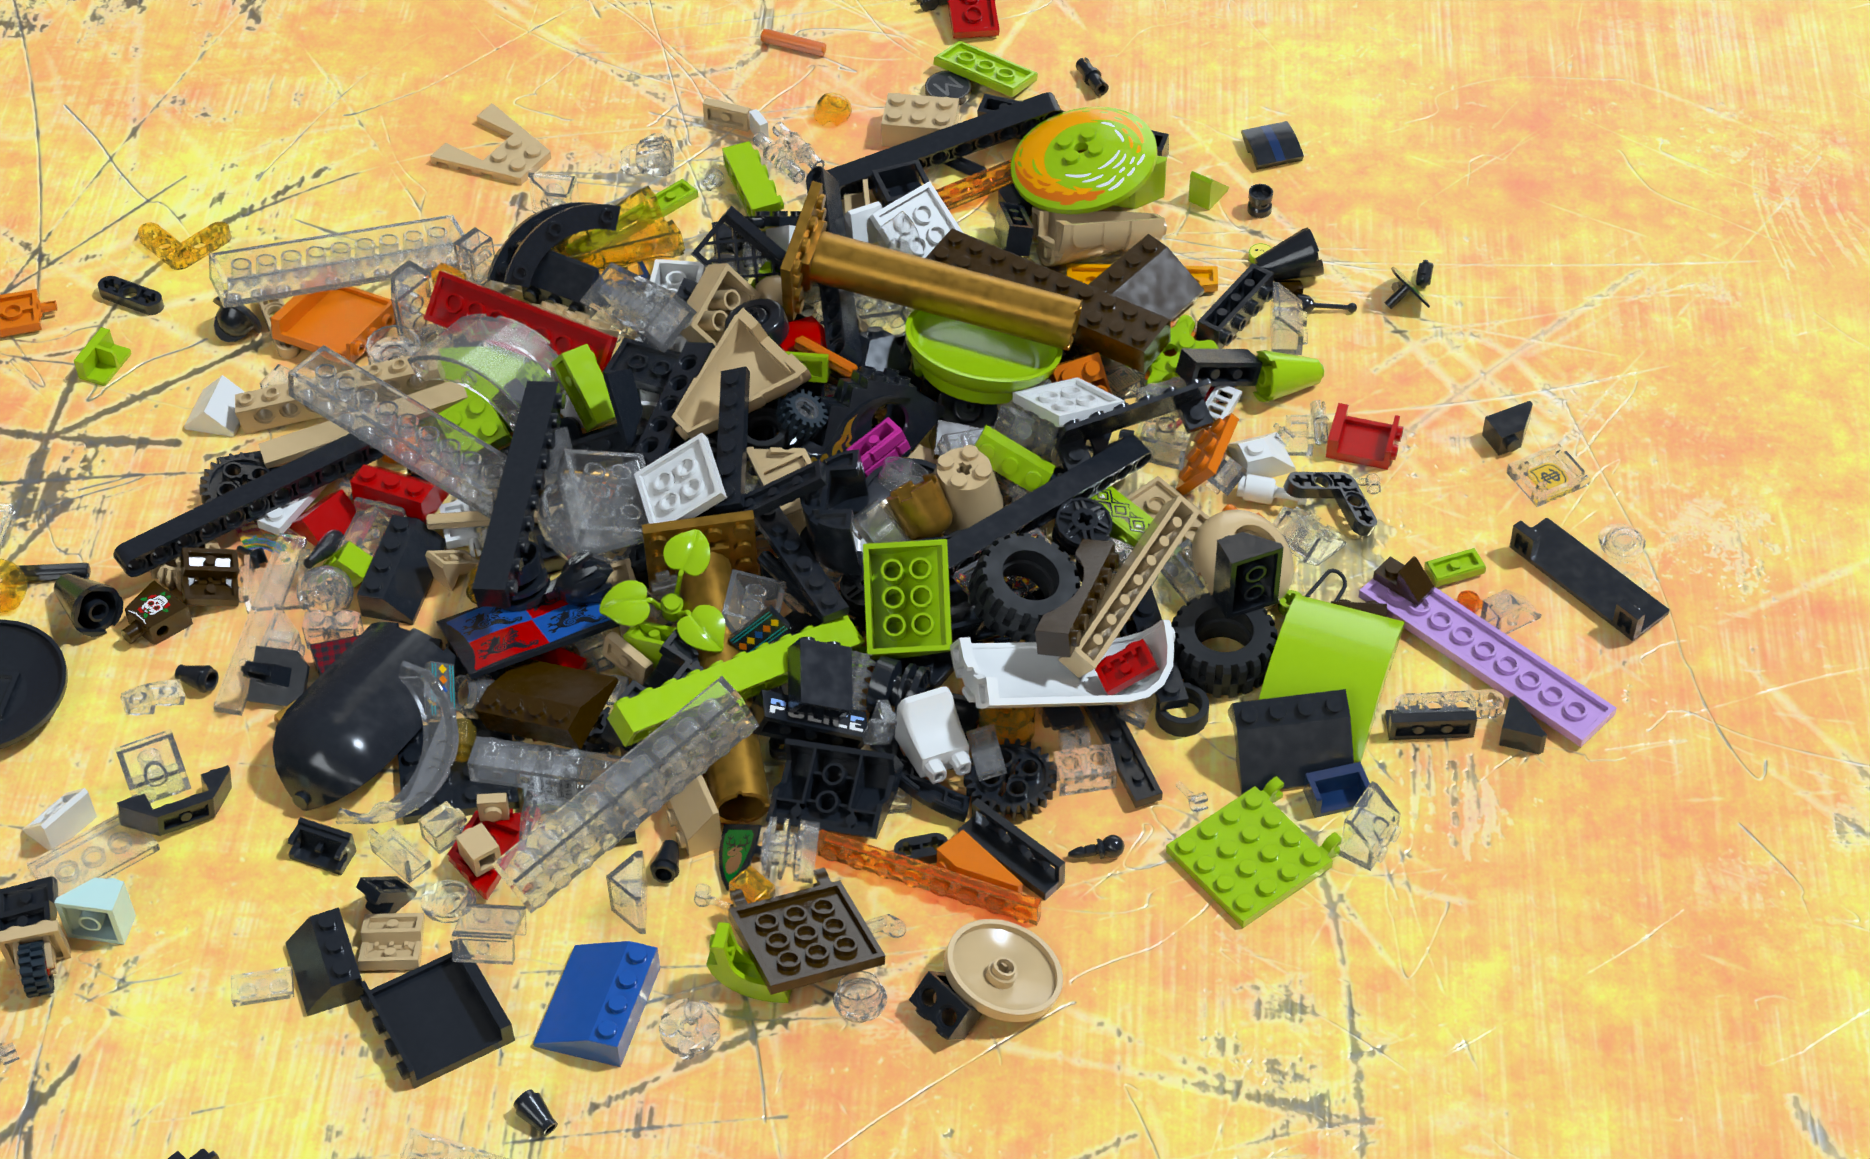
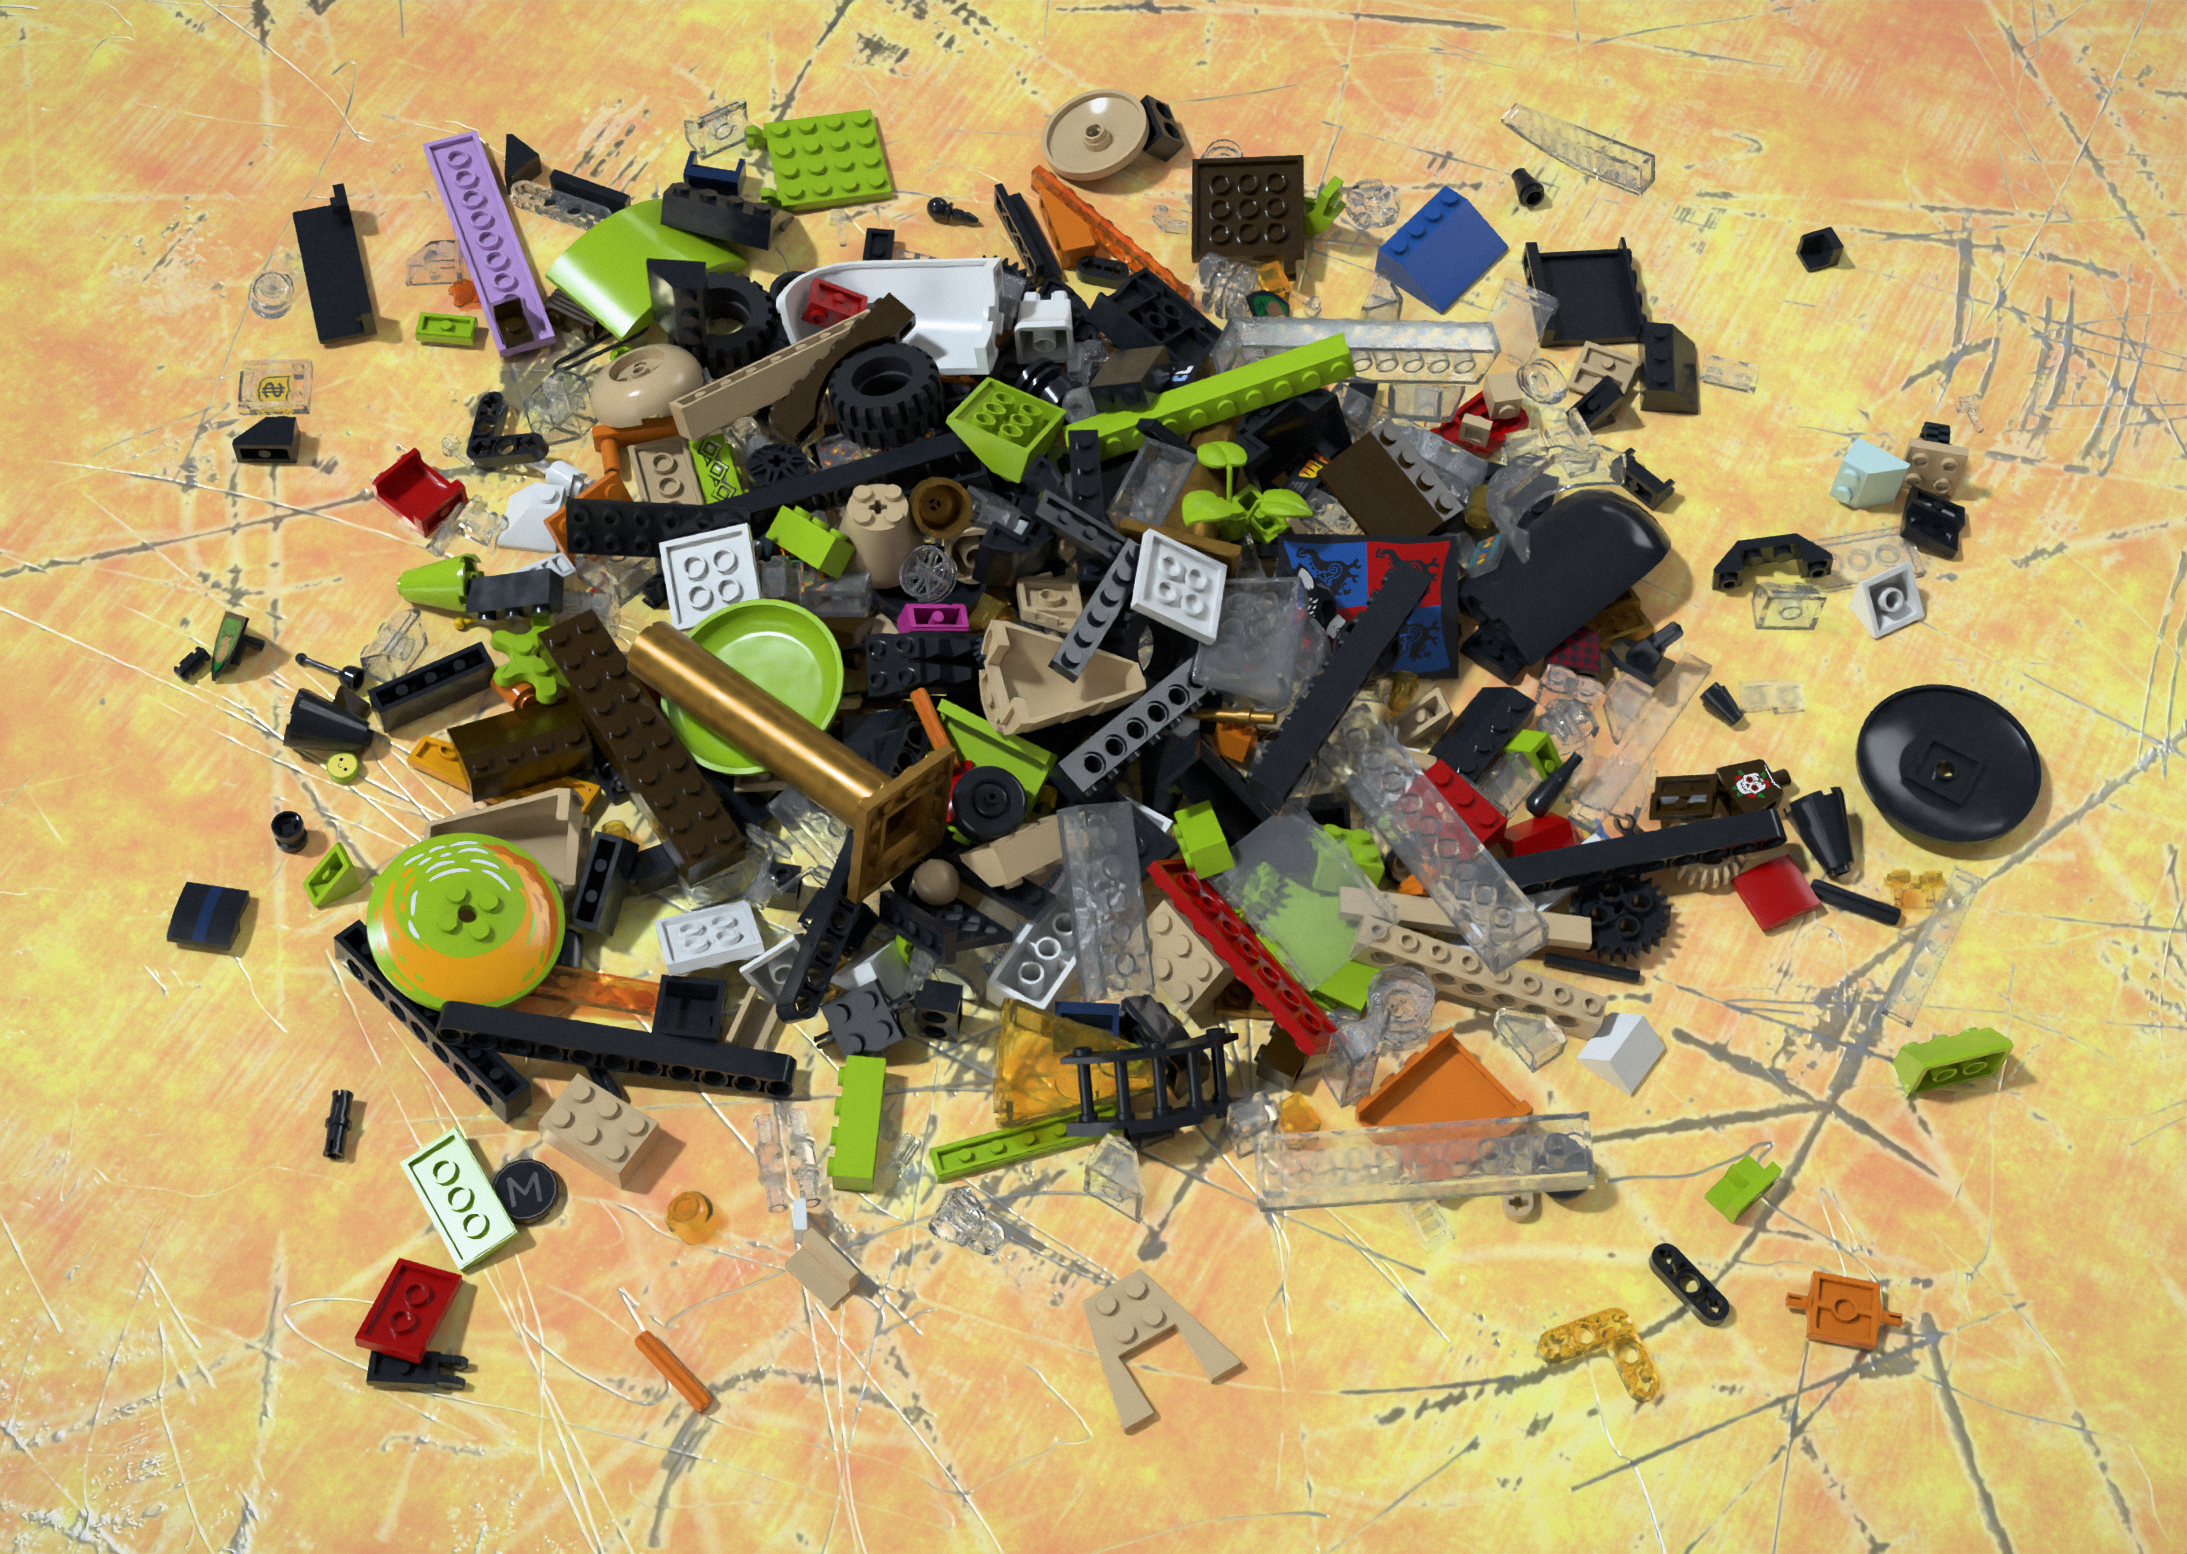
camera: 160 degrees left, 10 degrees up
(101, 549) = (1775, 892): none -> red slope

